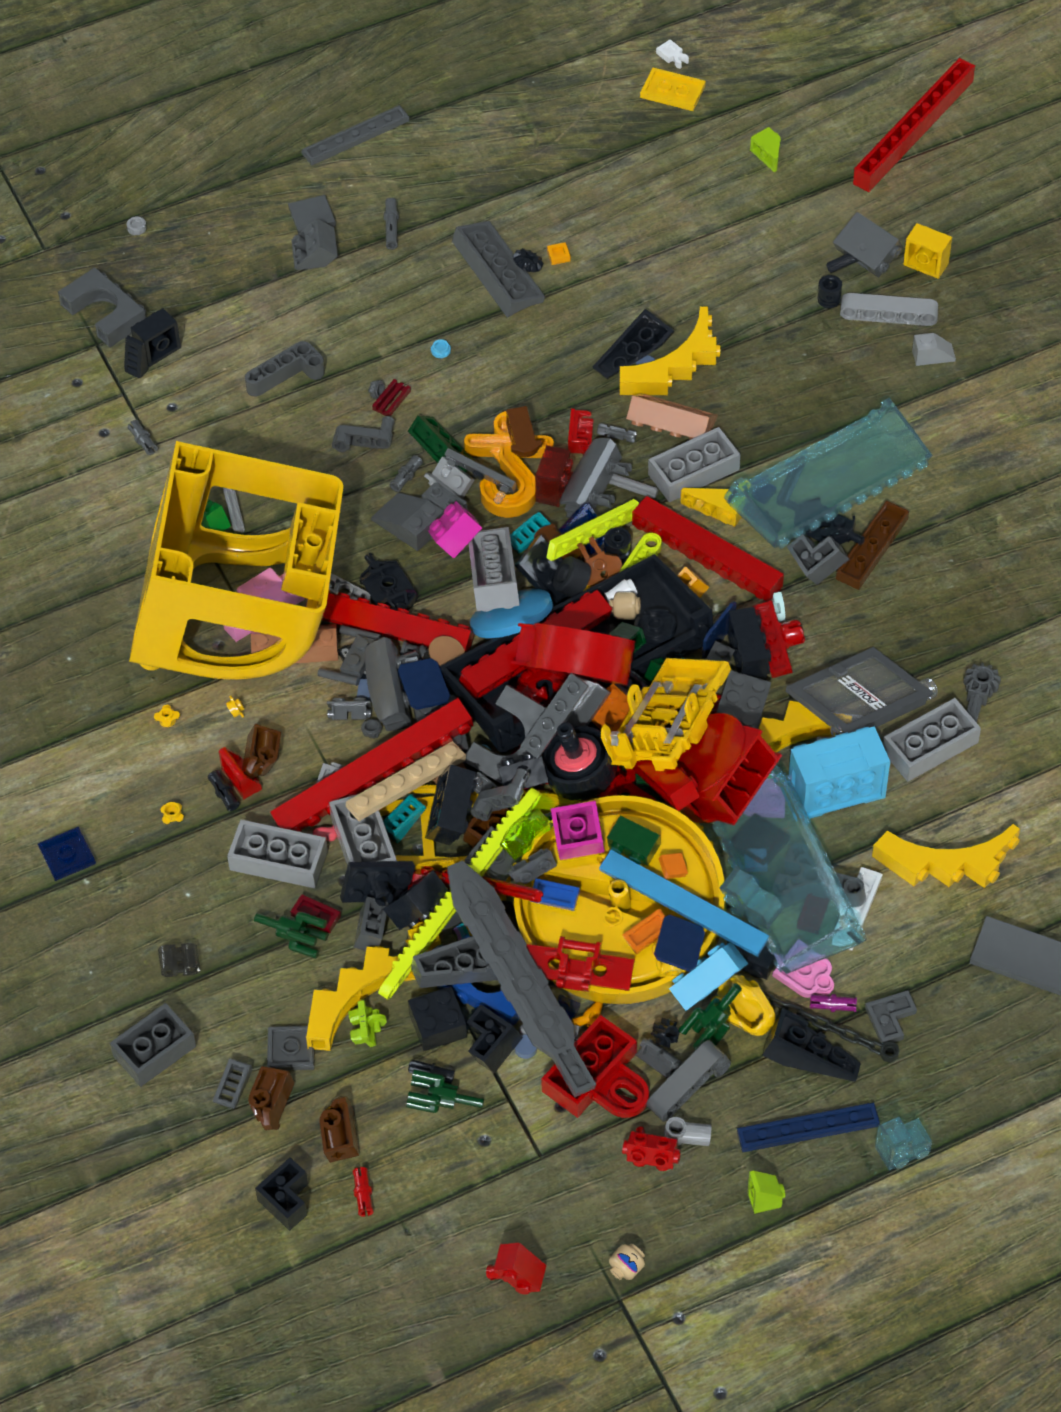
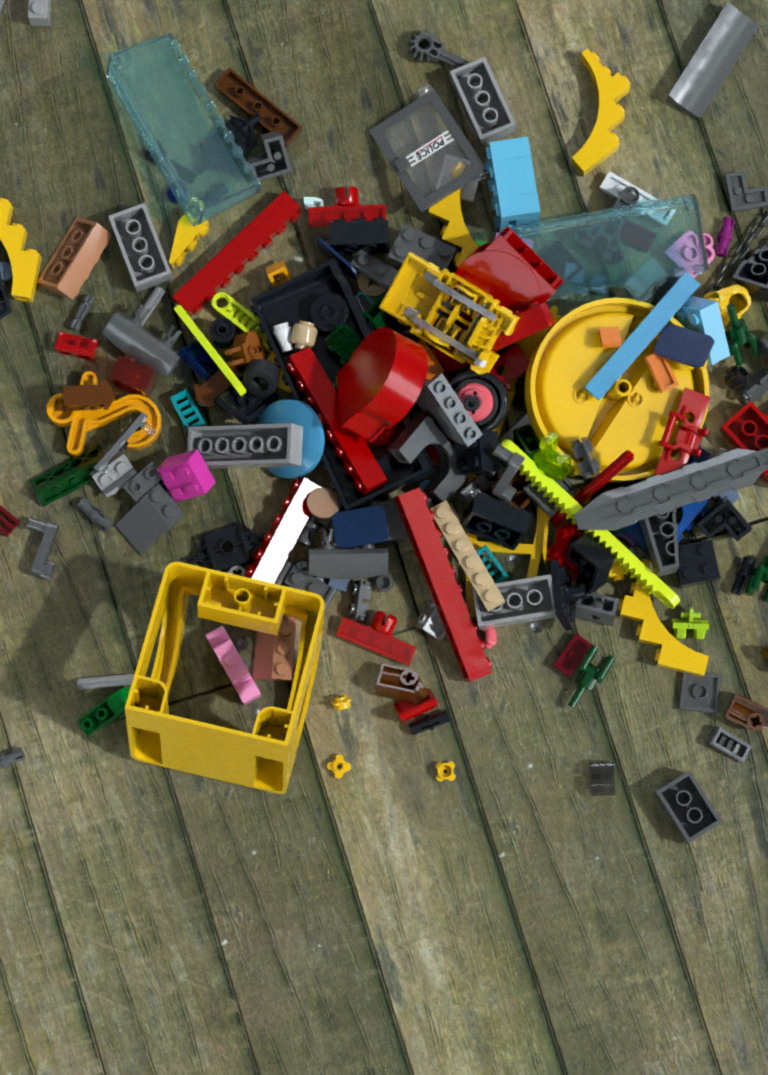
camera: 80 degrees left, 25 degrees up
(66, 853) = (472, 869): clear blue tile -> none
(277, 853) = (510, 680): light grey brick -> none
(311, 729) = (378, 637): none -> red plate
(557, 894) = (613, 442): blue tile -> none
(577, 830) = (566, 410): dark pink brick -> none
(589, 1015) = (710, 440): light orange animal -> none
(633, 841) = (582, 365): dark green brick -> none

